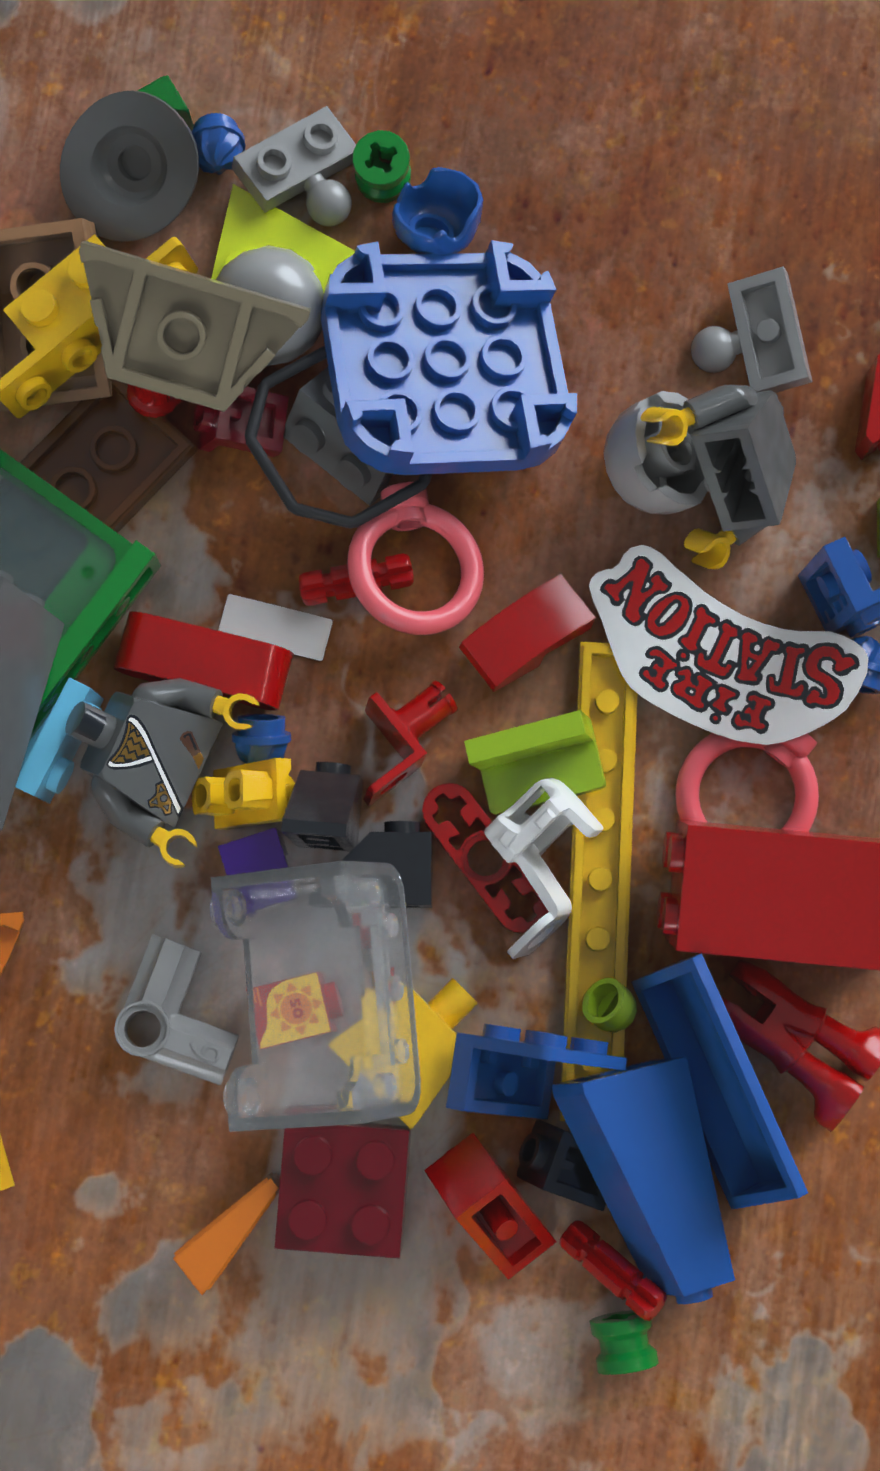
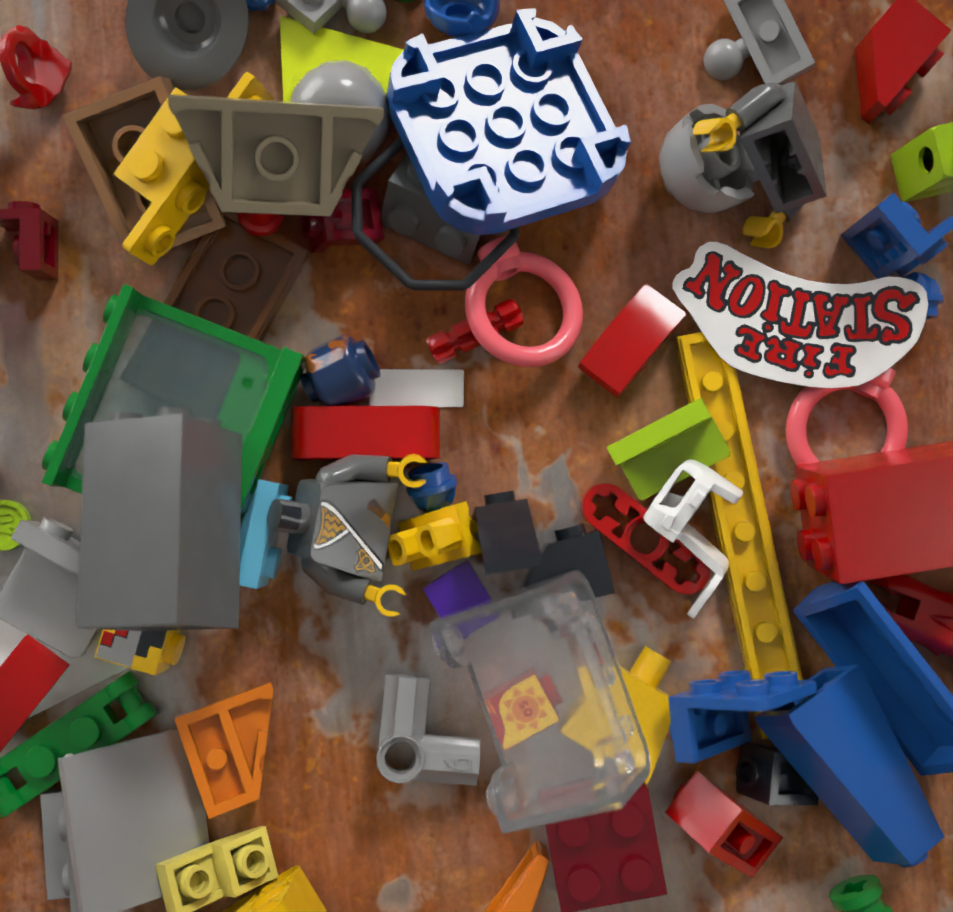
camera: 20 degrees left, 5 degrees up
(193, 586) = (340, 372): none -> dark blue head
(402, 731) = (550, 447): red bracket -> none
(609, 1005) = (783, 637): lime hinge -> none
(613, 1270) = (840, 852): red axle -> none

